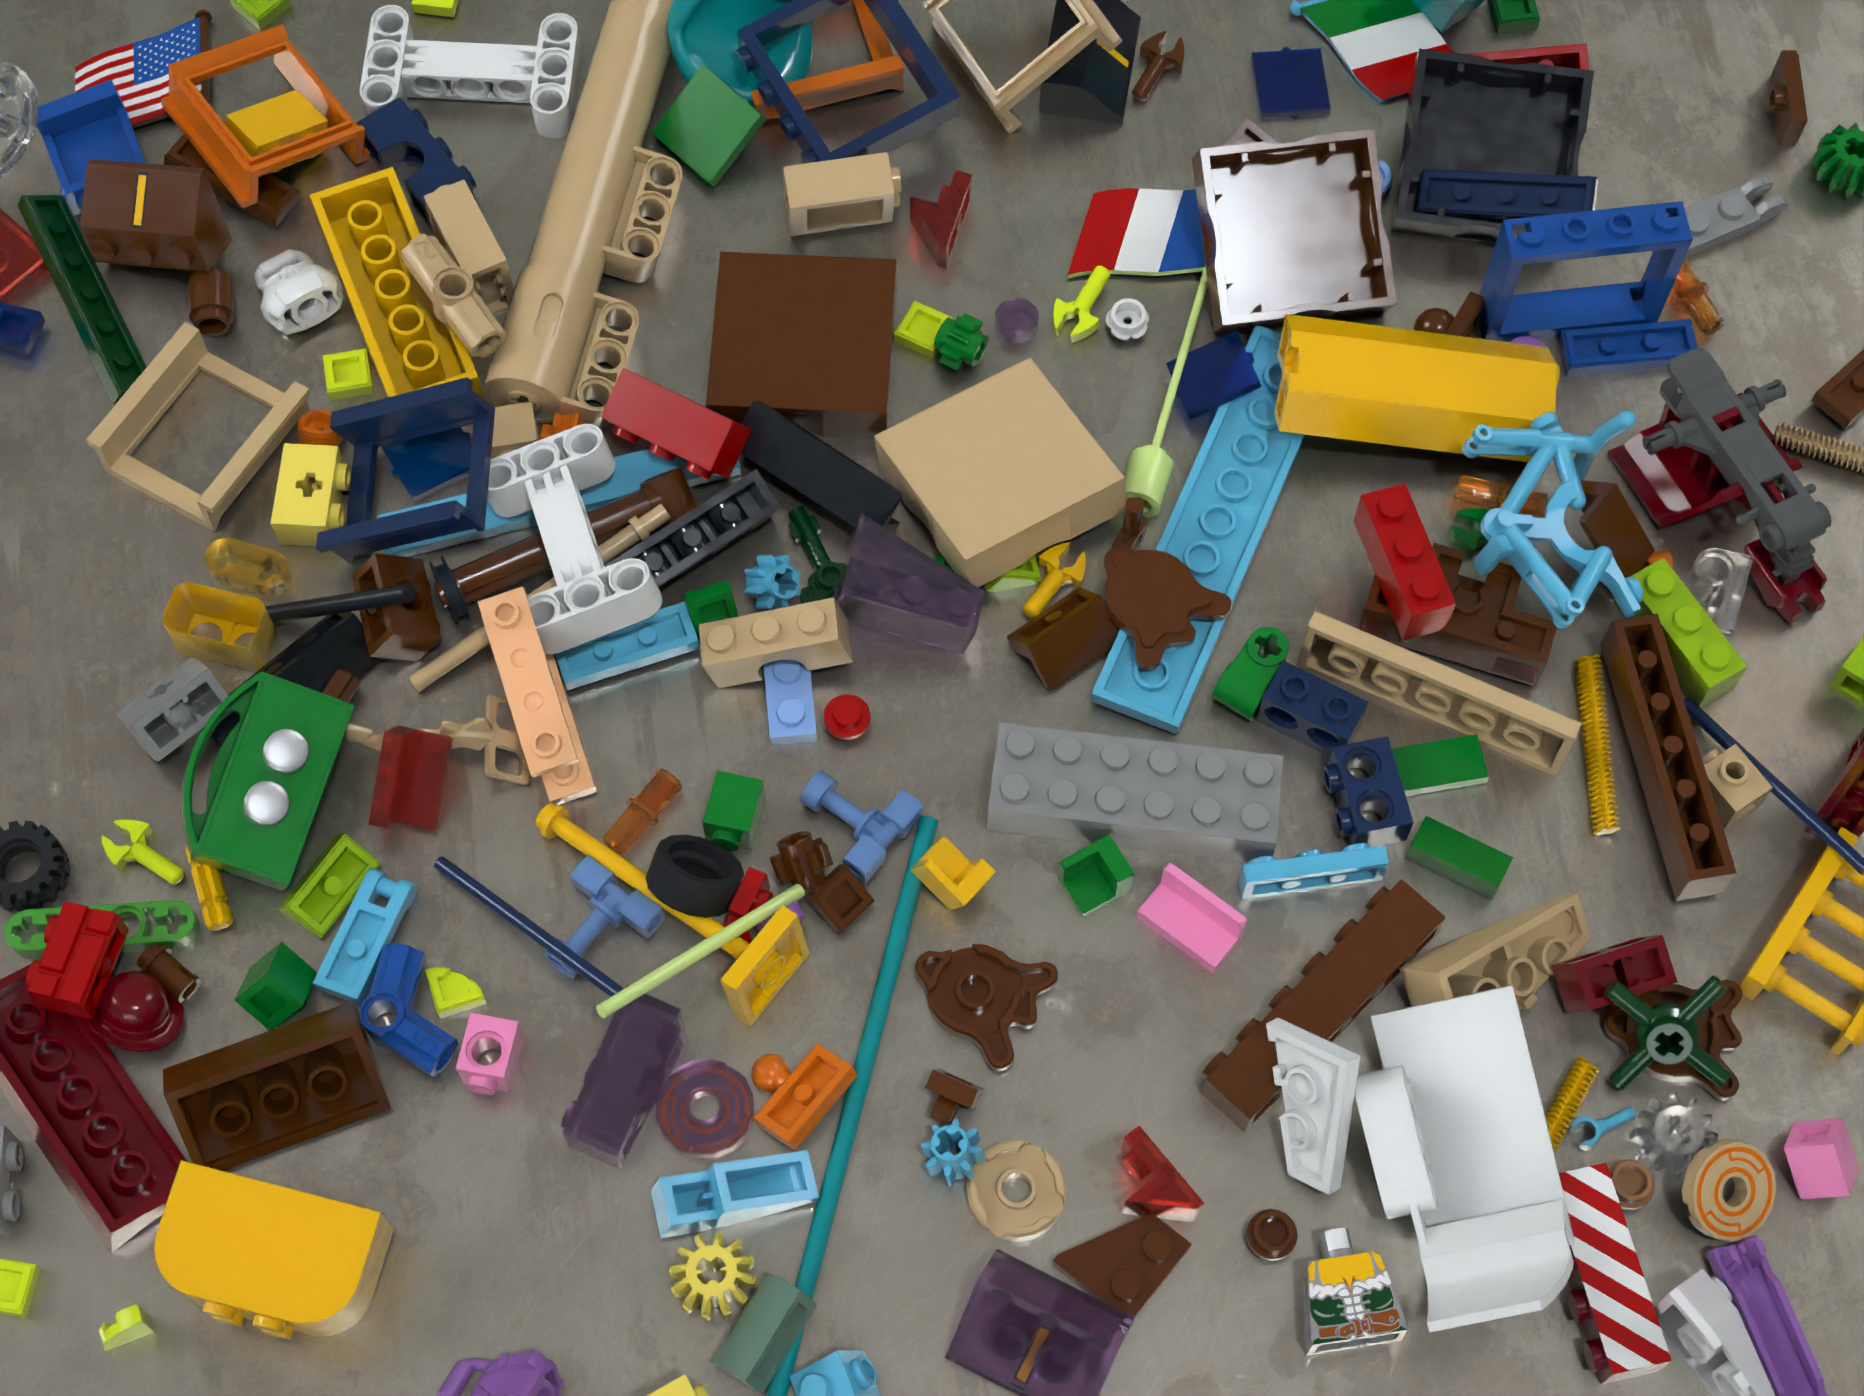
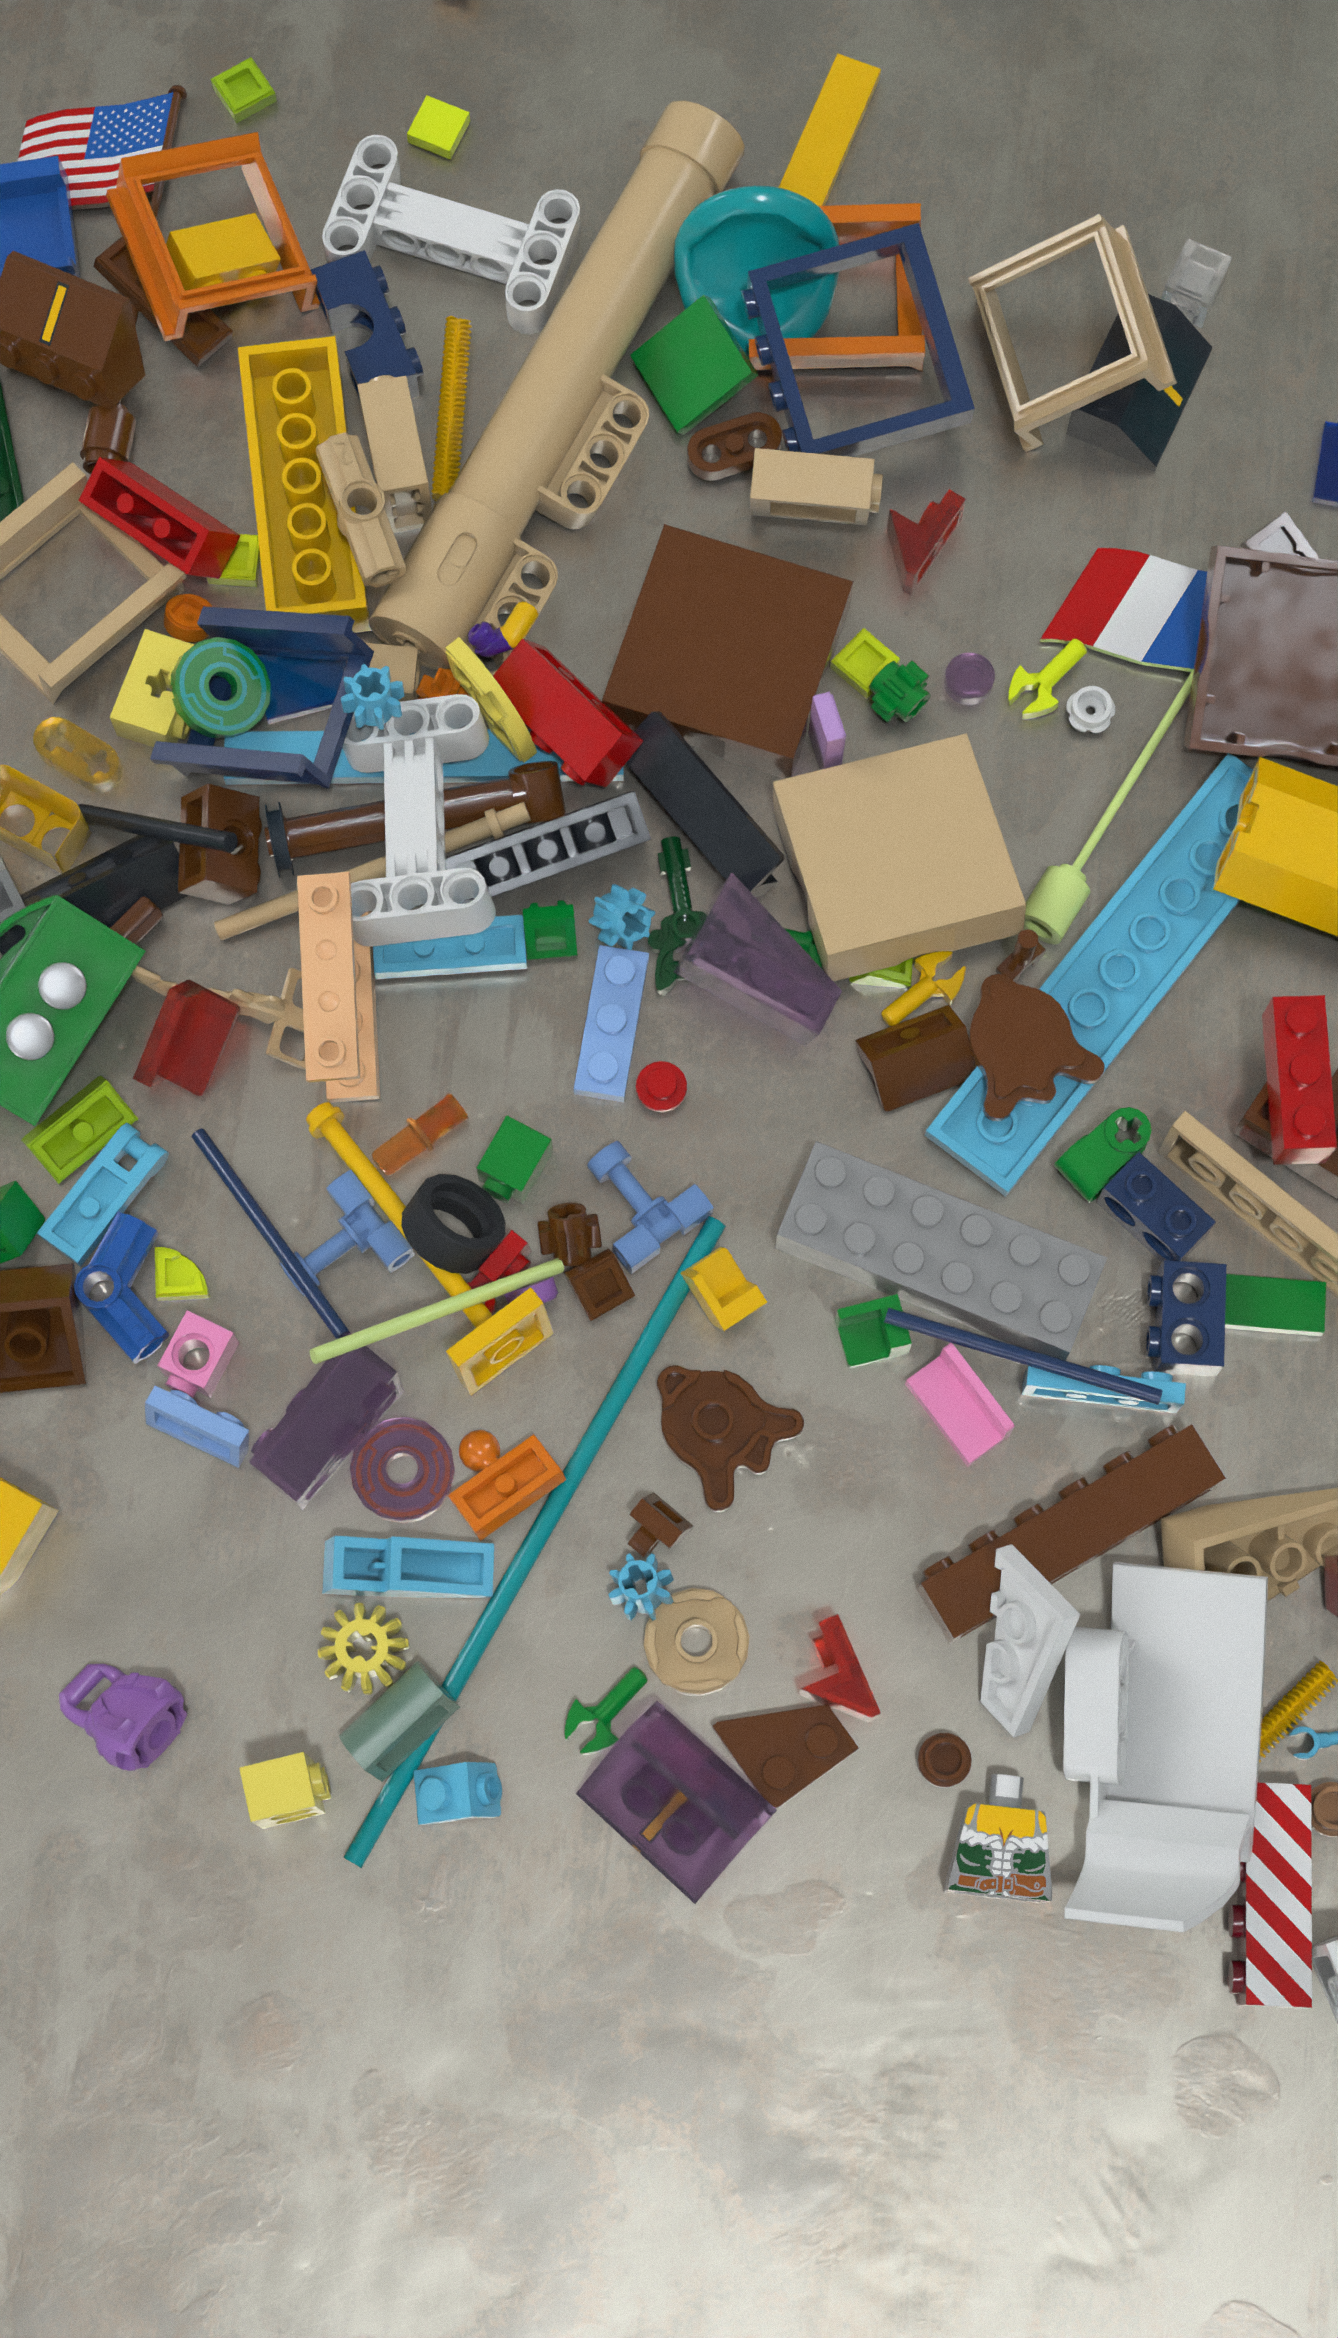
camera: 15 degrees right, 10 degrees up
(274, 350) = (159, 518): none -> red brick
(297, 291) = (203, 453): white piece -> none
(376, 456) = (243, 672): none -> green tile
(504, 442) = (372, 696): none -> medium azure gear
(505, 1116) = (183, 1419): none -> light blue plate
(506, 204) = (451, 405): none -> yellow axle
(608, 372) = (493, 642): none -> arm
(621, 436) = (493, 702): none -> light yellow tile
(757, 182) = (731, 444): none -> reddish brown plate
(805, 632) = (637, 988): tan arch -> none
(908, 383) = (826, 731): none -> lavender tile
(950, 1276) = (605, 1712): none -> green bar
(1157, 64) = (1214, 409): reddish brown bar -> none
(1215, 375) = (1167, 800): clear blue piece -> none
(1228, 857) = (1023, 1356): none -> dark blue axle
(1459, 857) = (1265, 1411): green slope -> none

